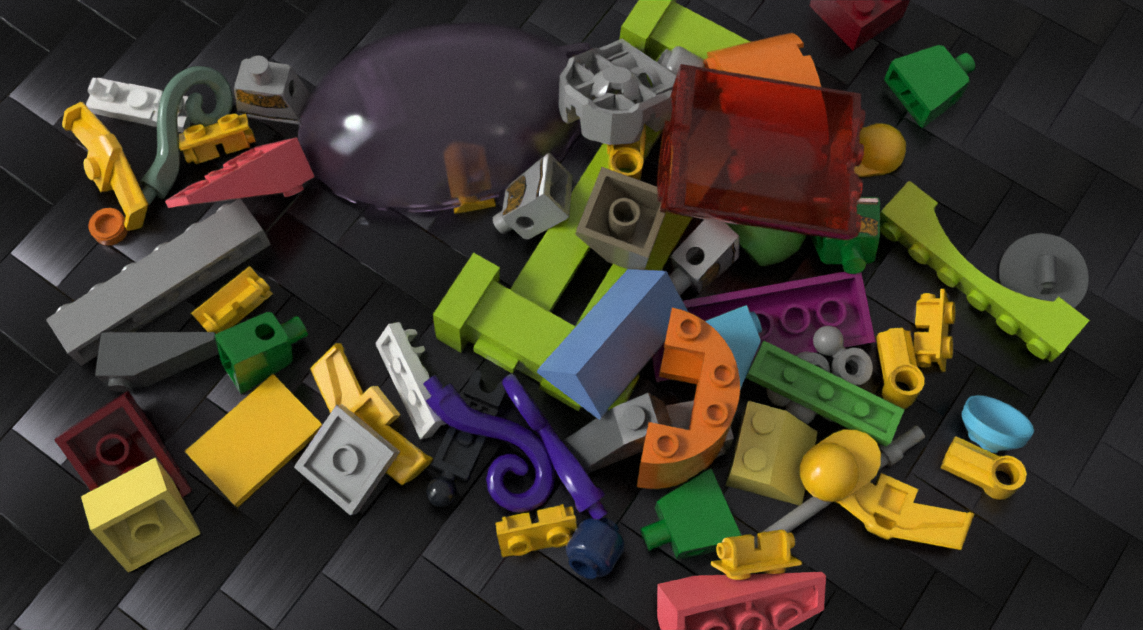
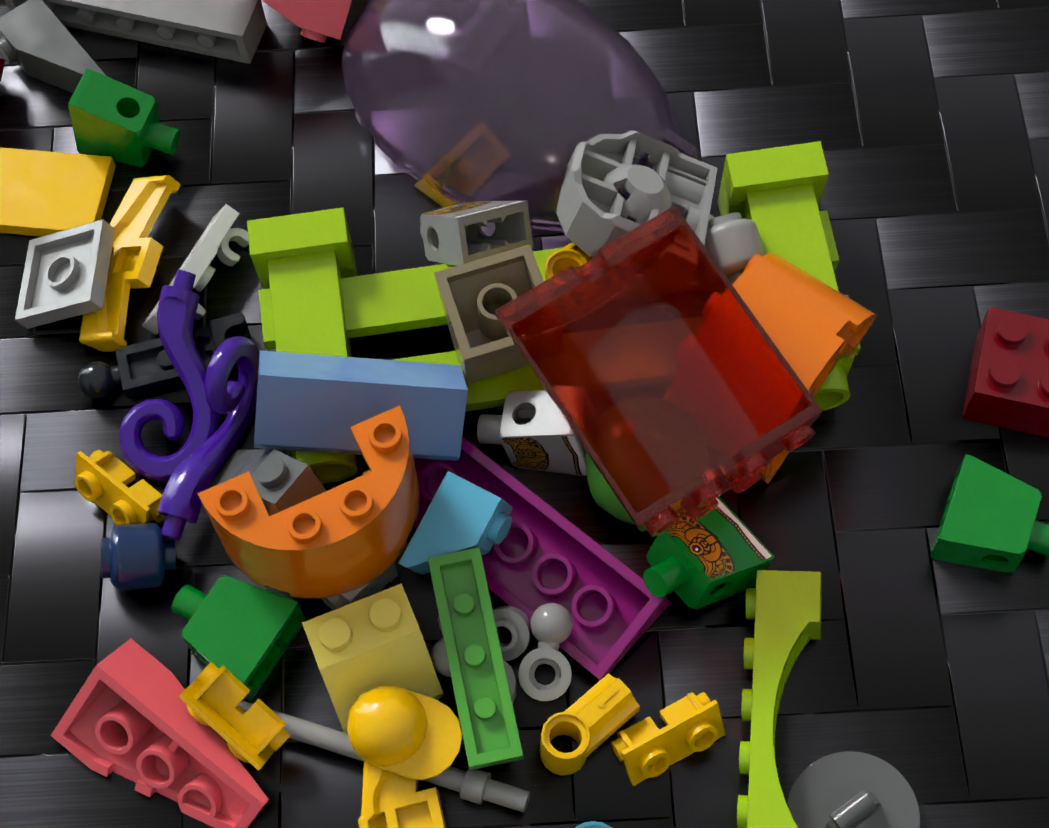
camera: 55 degrees right, 5 degrees down
(232, 302) = (158, 73): yellow hinge -> none
(882, 150) = (843, 518): yellow cap -> none

